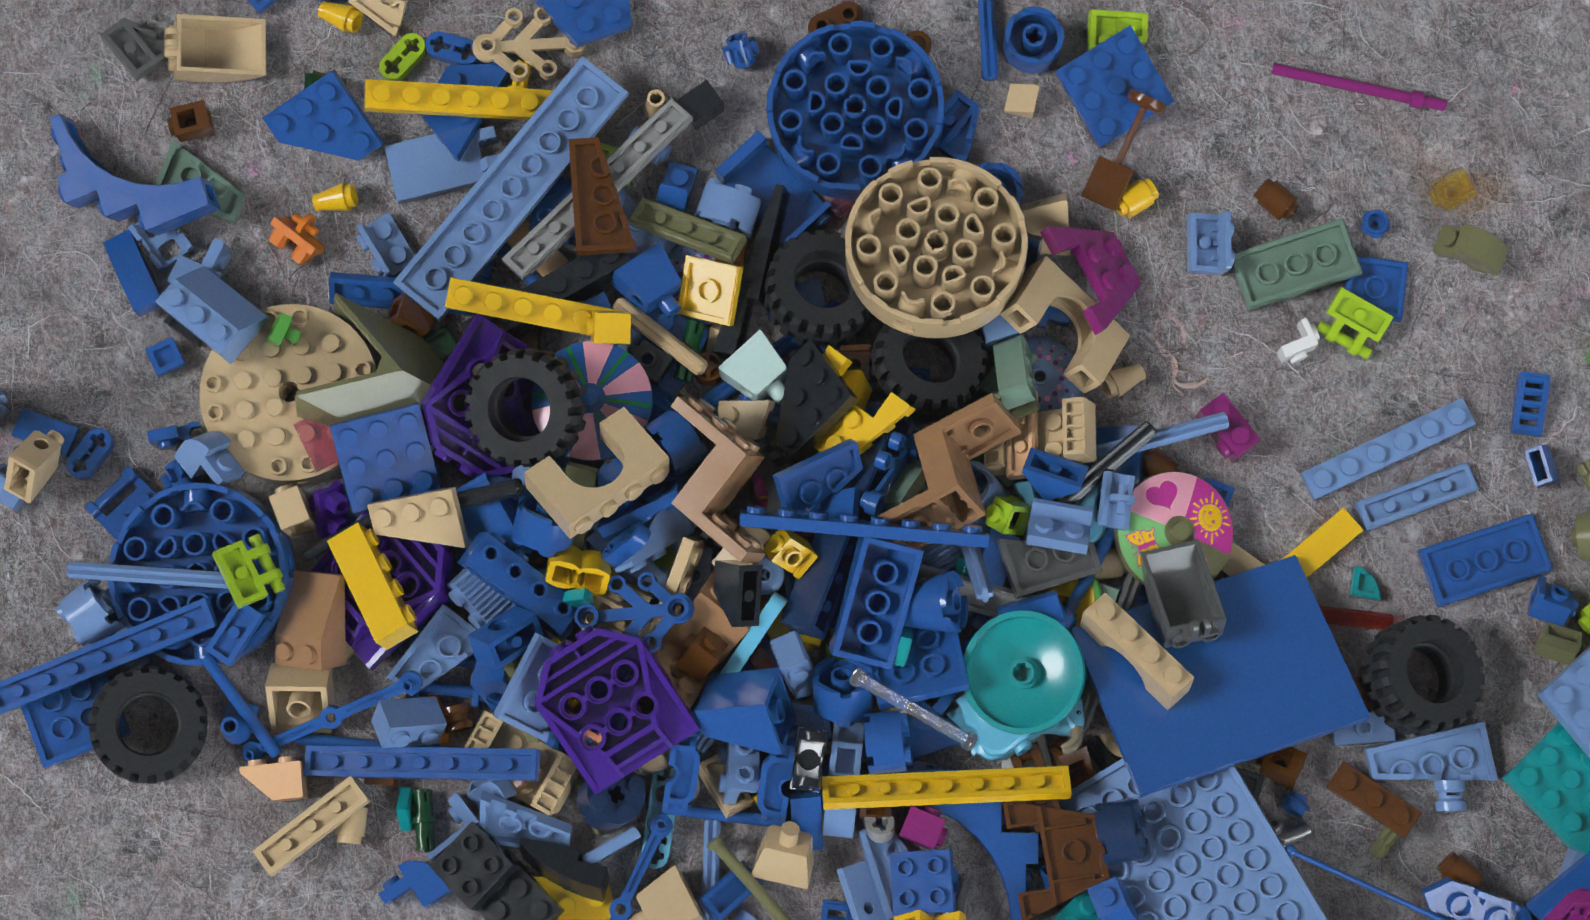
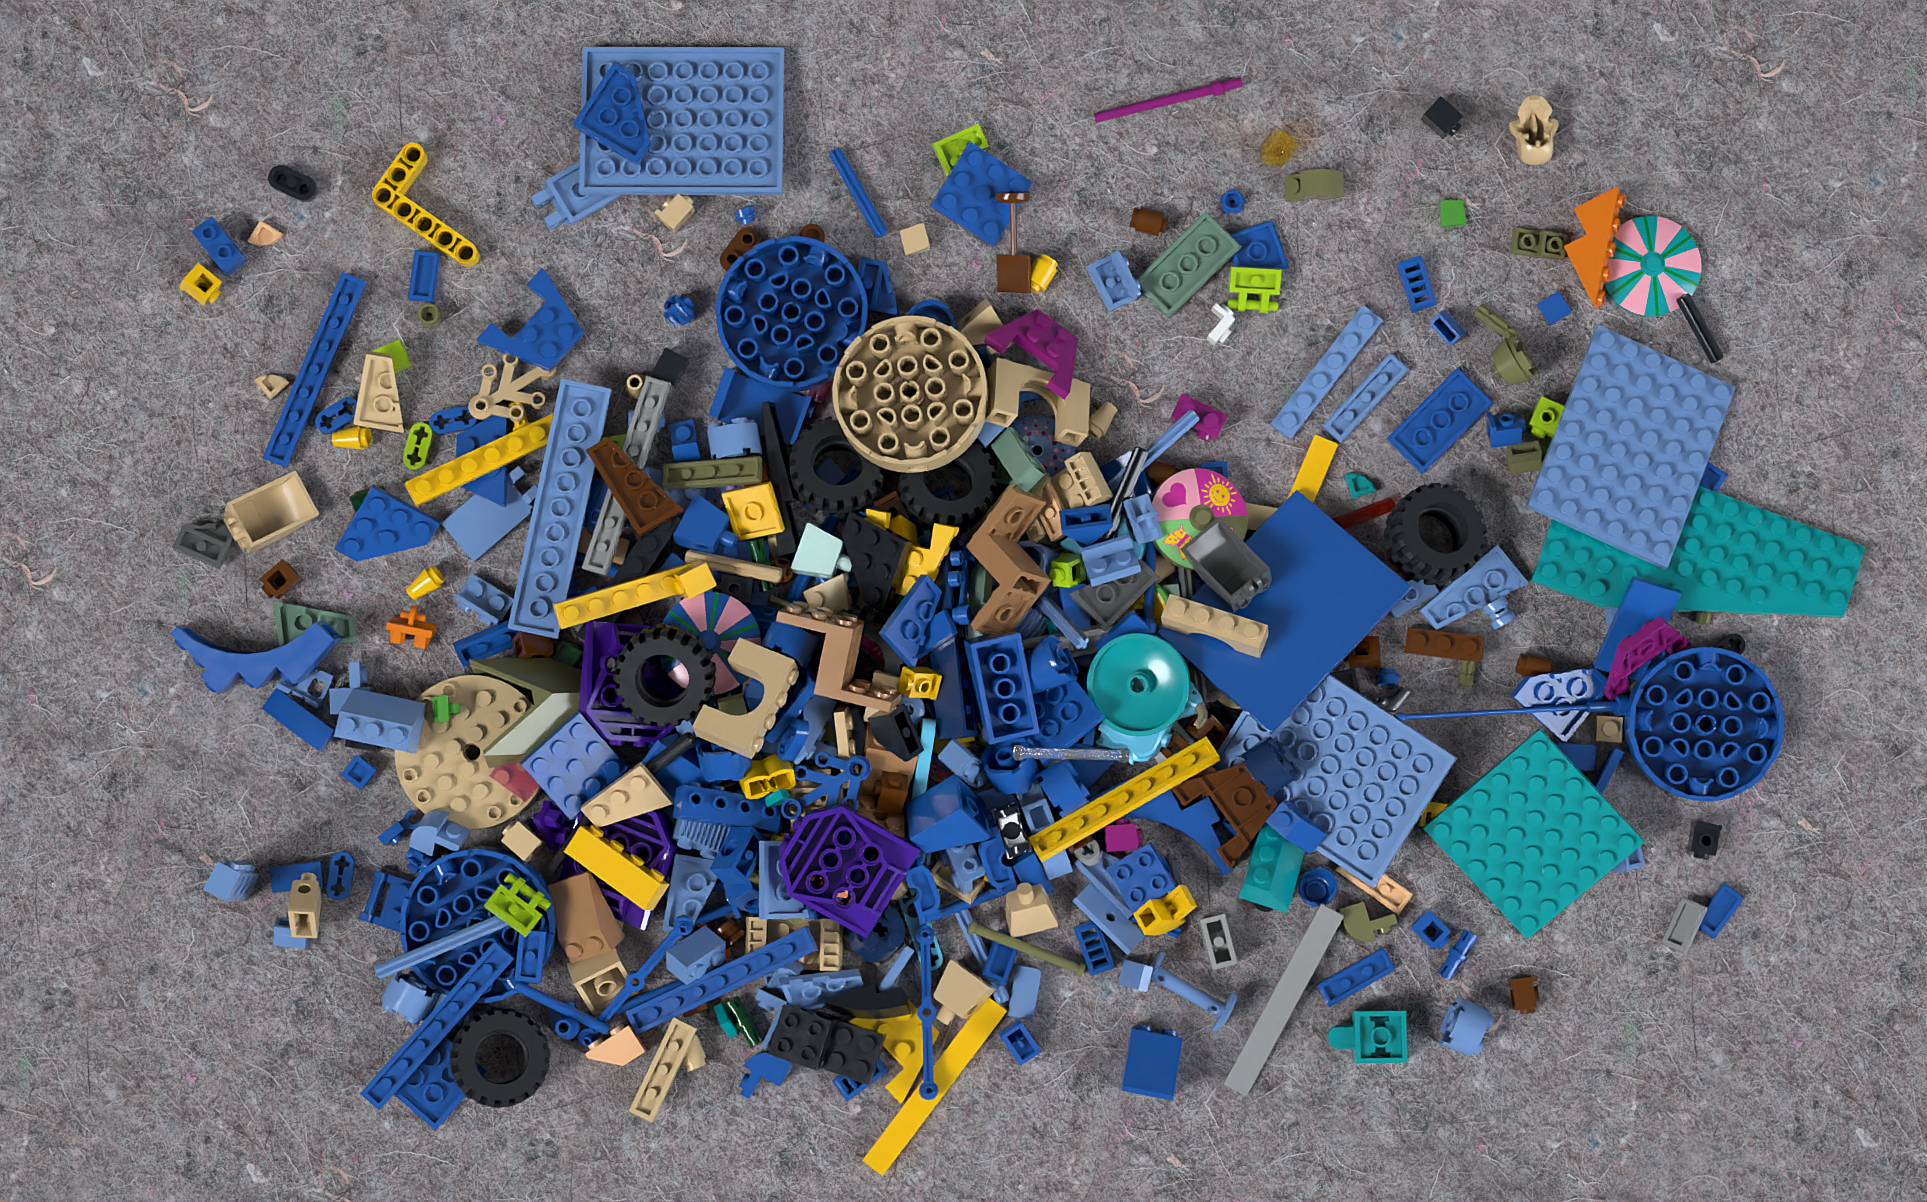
camera: 30 degrees left, 5 degrees up
(876, 528) = (957, 641): blue plate -> none
(903, 647) = (1040, 710): teal tile -> none
(1029, 56) = (909, 177): blue brick -> none

